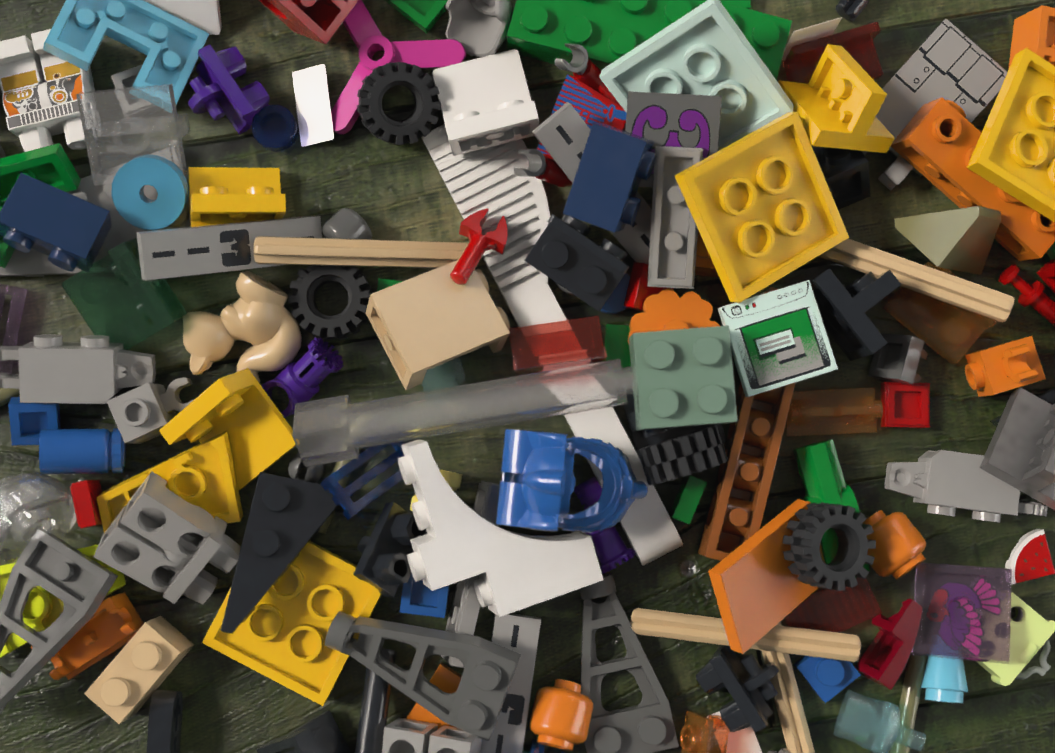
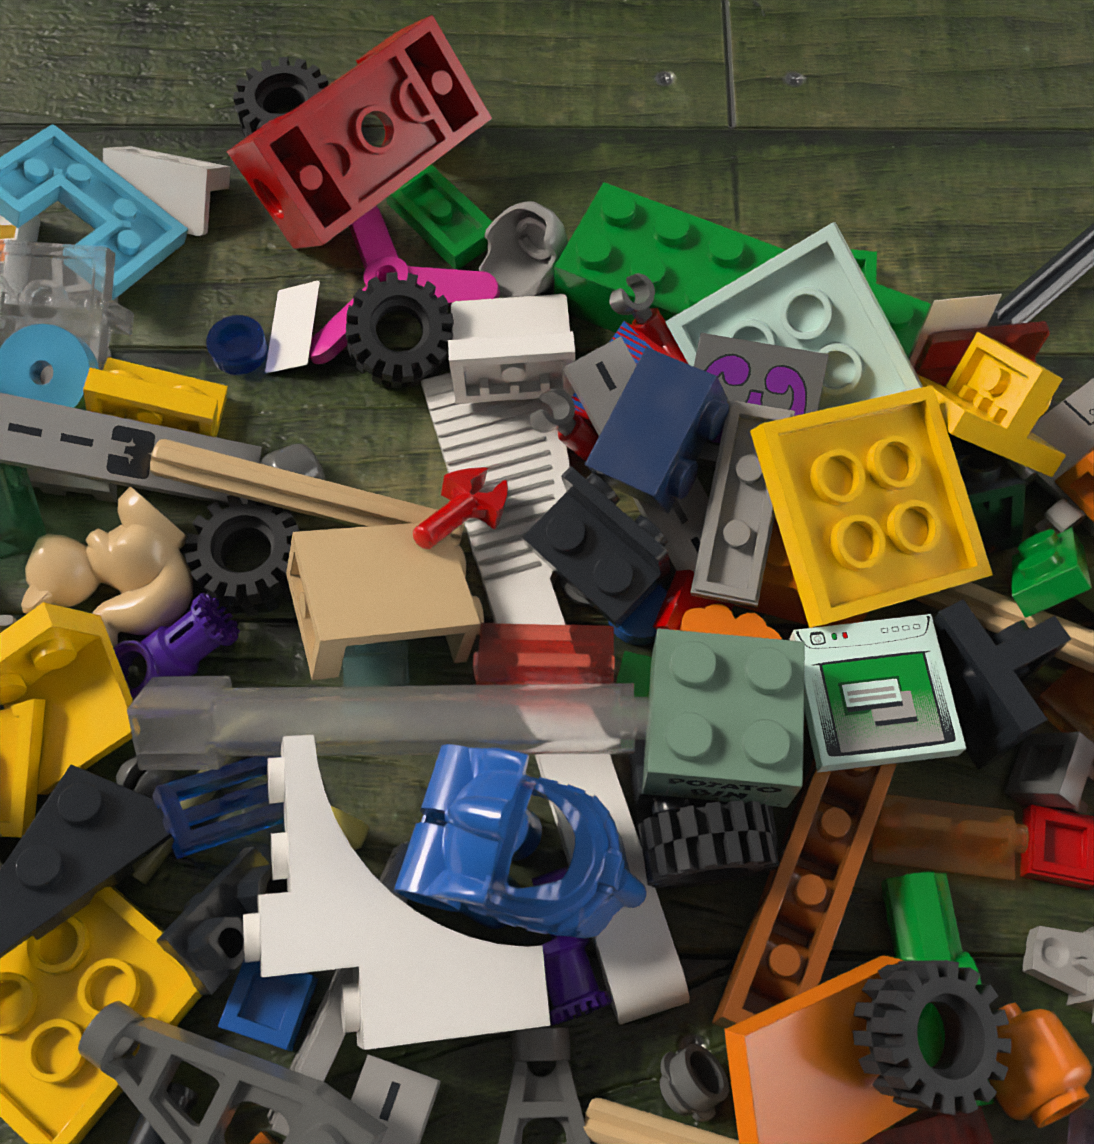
camera: 10 degrees right, 20 degrees down
(219, 92) = (181, 289): dark purple hips -> none
(687, 499) = (707, 927): green tile -> none
(691, 590) = (693, 1082): none -> dark grey plate
(887, 223) = (1048, 571): none -> green plate

